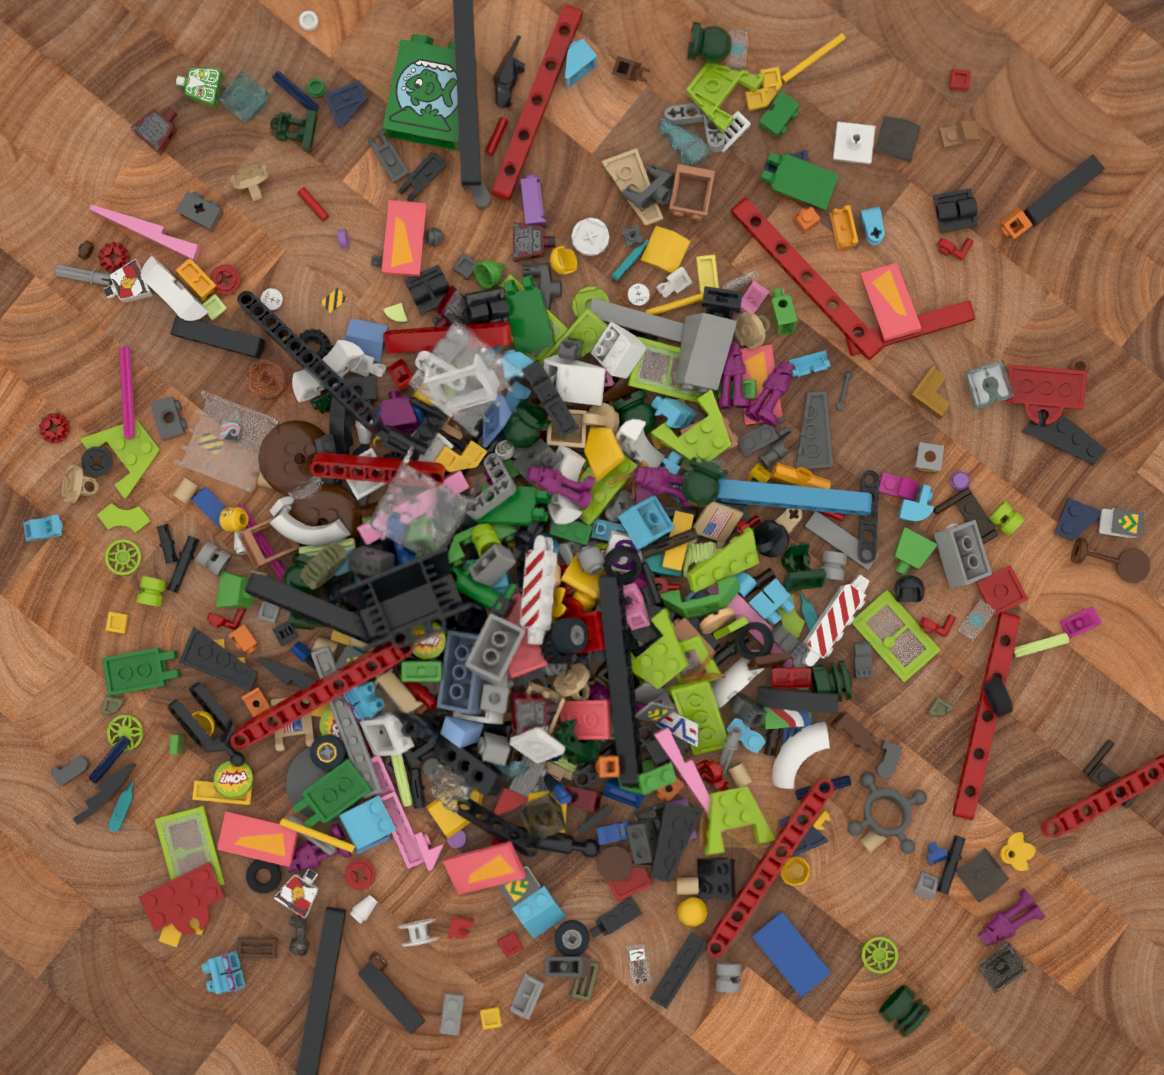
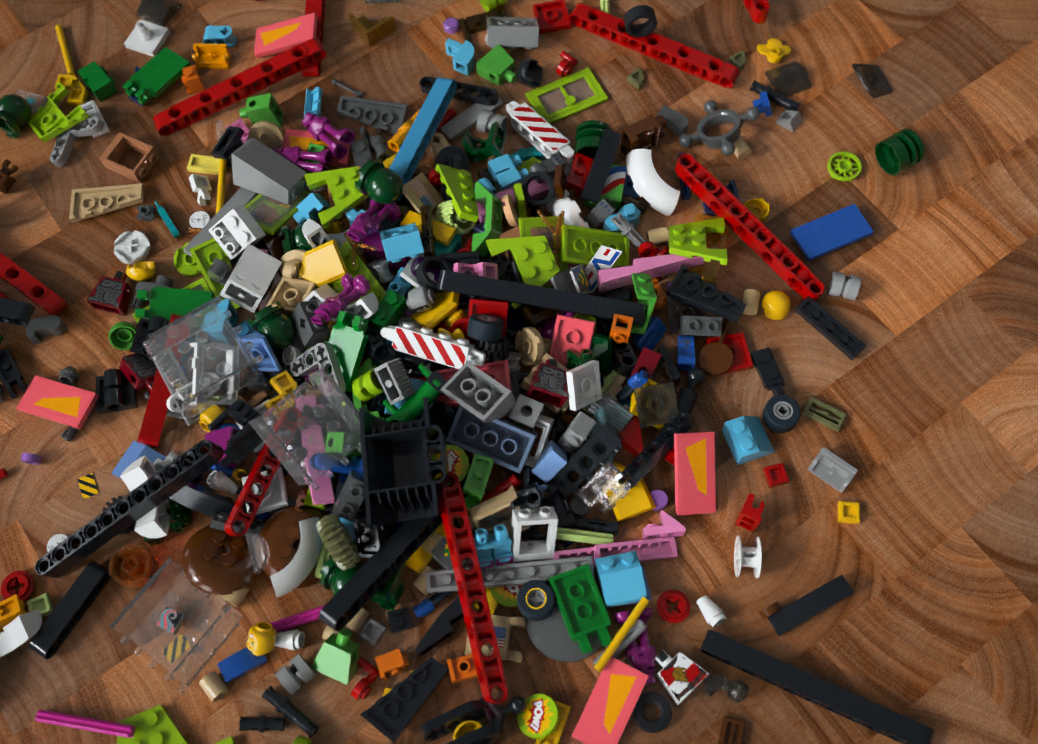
camera: 70 degrees left, 20 degrees down
(160, 410) = (143, 689): dark grey brick -> none
(253, 551) = (302, 622): nougat window -> none
(281, 505) = (265, 584): white tile -> none
(396, 313) = (125, 428): yellowish green tile -> none
(400, 374) = (186, 436): red slope -> none
(452, 1013) = (838, 546): light grey brick -> none
(465, 266) = (109, 357): dark grey tile -> none
(520, 889) = (725, 449): piece -> none
(532, 201) = (74, 283): medium lavender window -> none
(550, 398) = (259, 297): black slope -> none
(567, 967) = (810, 420): dark grey brick -> none
(638, 964) = (817, 362): tile -> none
(657, 191) = (115, 180): dark grey connector -> none
(665, 250) = (170, 191): yellow slope -> none
(687, 143) = (83, 153): clear light blue slope -> none
(716, 878) = (748, 273): black plate -> none
(862, 660) = (574, 118): dark grey leg -> none
(898, 487) = (441, 67): dark pink slope -> none
(924, 466) = (431, 34): light grey piece -> none
(976, 620) = (570, 36): clear tile -> none
(993, 815) = (738, 59): none -> olive tile
(1001, 926) = (834, 71): magenta piece -> none

